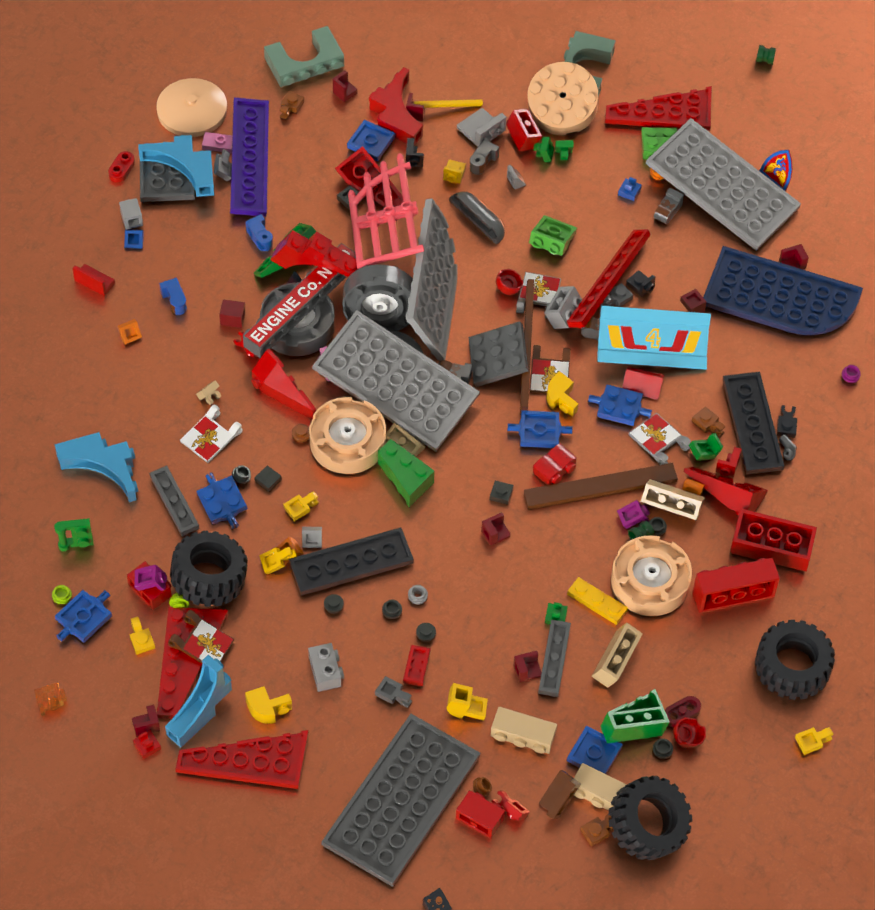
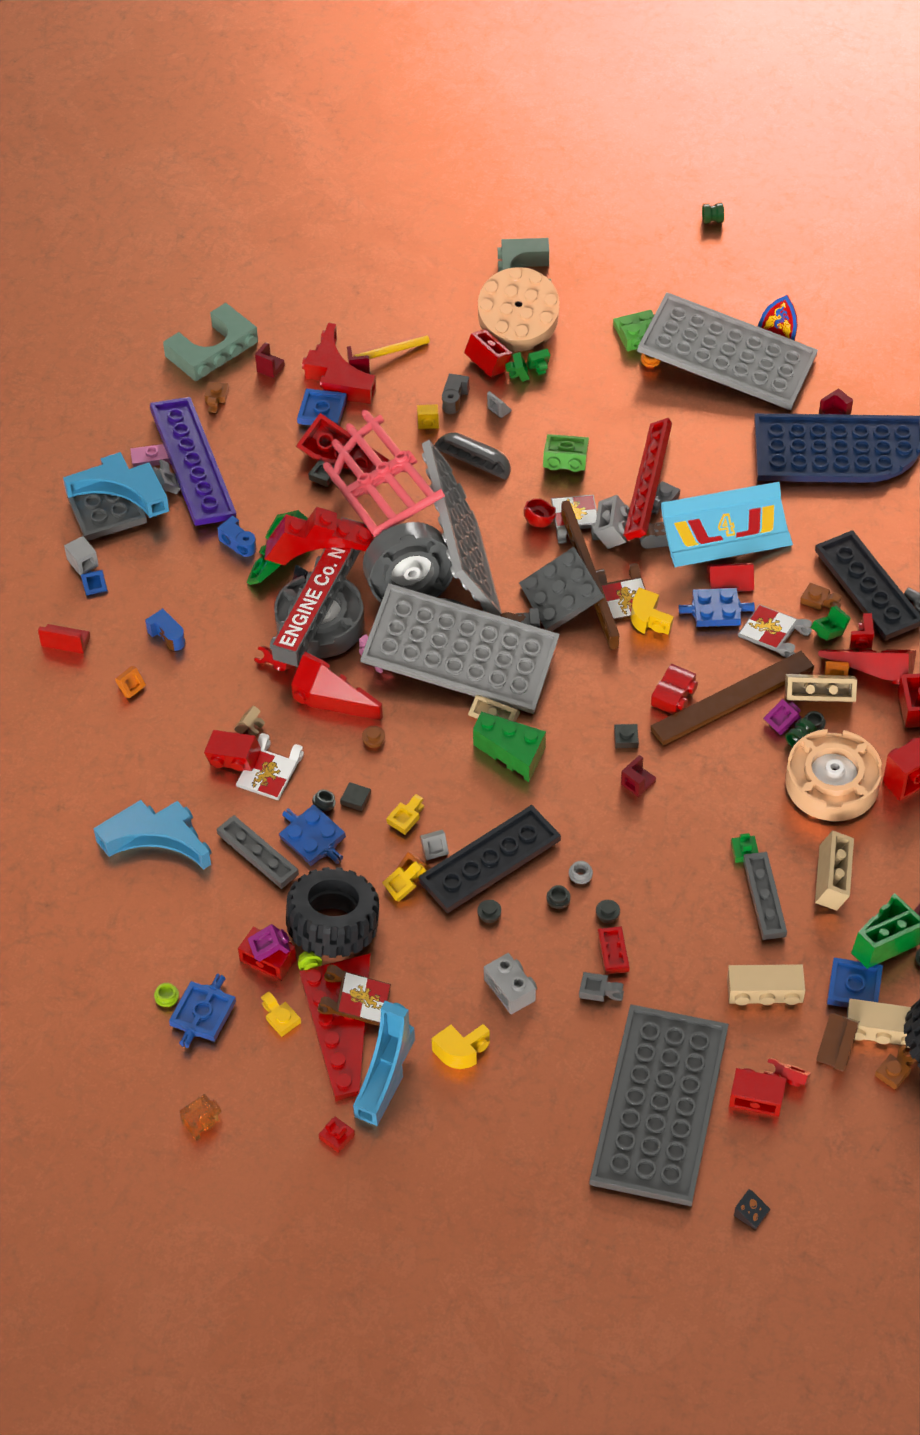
camera: 15 degrees left, 5 degrees down
(80, 530) = (164, 917): green plate -> none
(124, 163) = (48, 505): red plate -> none
(146, 722) = (327, 1108): dark red panel -> none
(185, 412) = (232, 750): none -> red brick
(191, 107) = (103, 427): light nougat dish -> none
(232, 313) = (241, 630): dark red panel -> none
(255, 760) = (474, 1112): red wing -> none
(347, 435) = (429, 723): light nougat piece -> none
(415, 159) = (375, 409): black bracket -> none
(463, 703) = (687, 974): yellow brick -> none
(482, 126) = (438, 362): light grey bracket -> none
(482, 786) = (745, 1059): dark orange plate -> none
(527, 666) = (737, 914): dark red panel -> none
(539, 429) = (640, 656): blue plate -> none
(597, 600) = (783, 820): yellow plate -> none
(630, 189) = (627, 383): blue tile -> none
(641, 283) = (683, 476): black bracket -> none
(664, 110) = (628, 296): red wing -> none
(669, 206) = (678, 389): dark grey leg -> none
(694, 301) = (750, 476): dark red panel -> none
(786, 423) = (904, 576): black plate -> none

